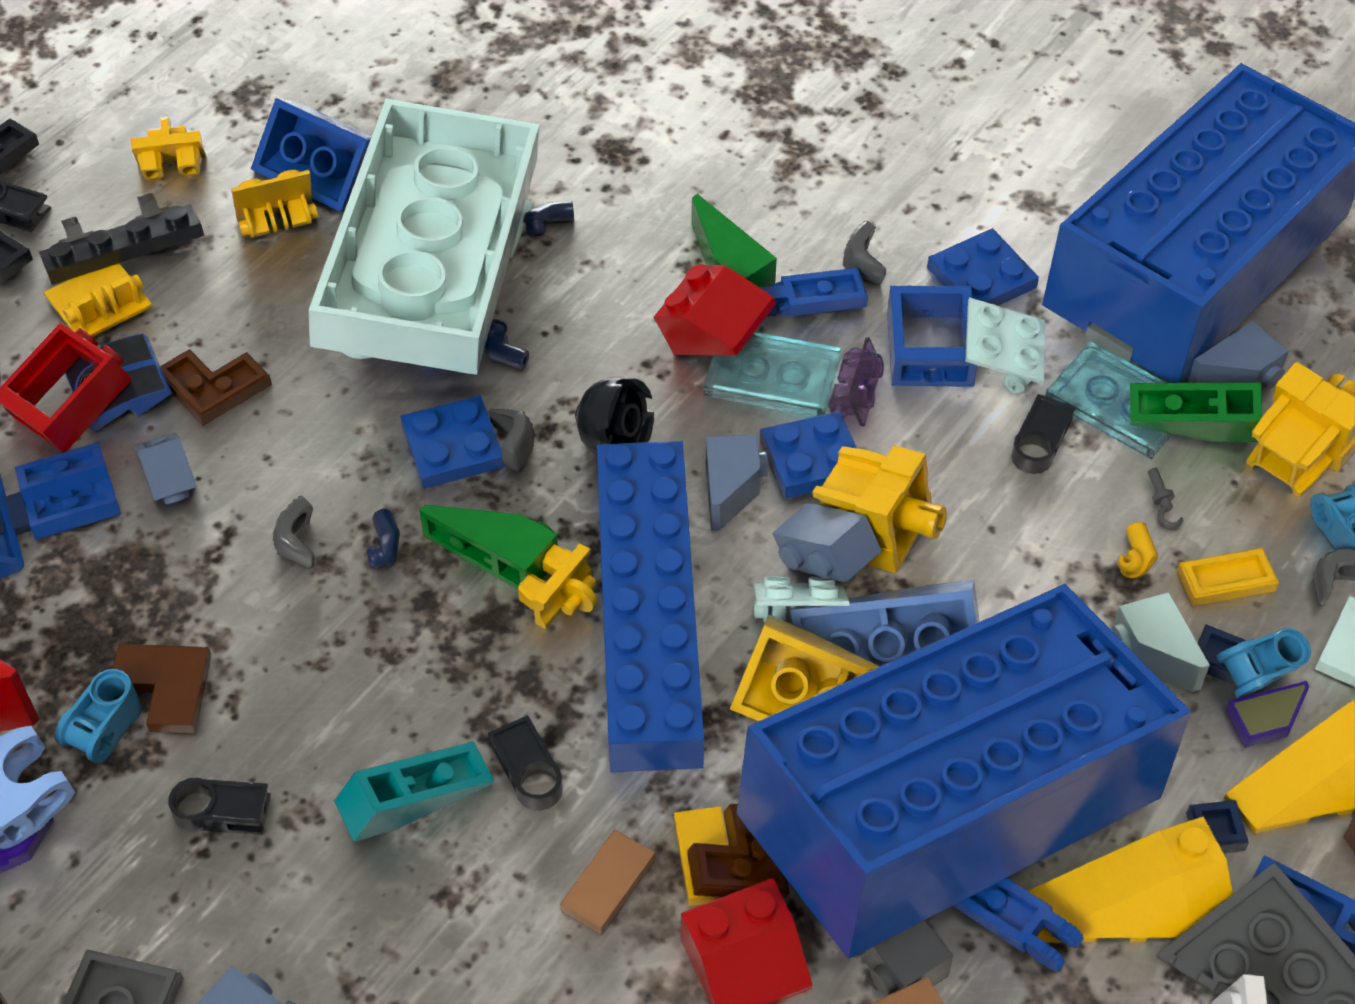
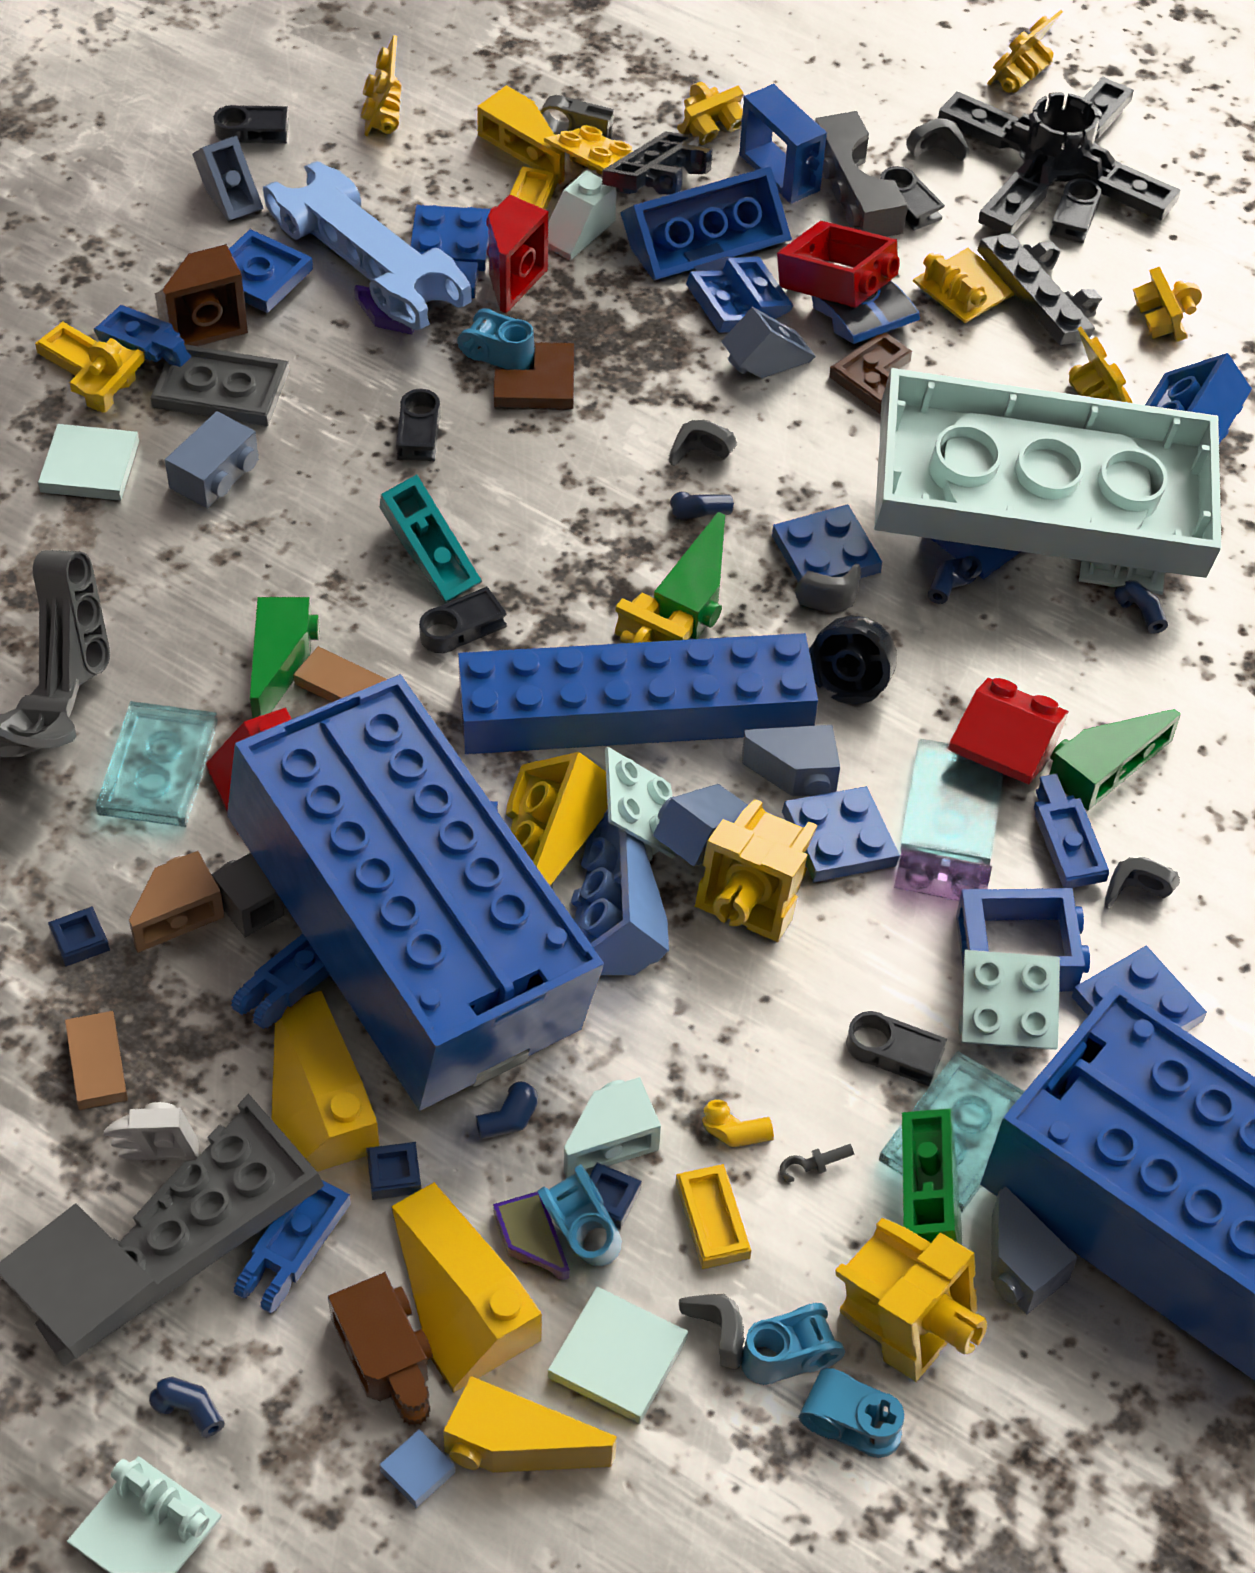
camera: 85 degrees right, 0 degrees up
(564, 941) = (280, 648): none -> green slope

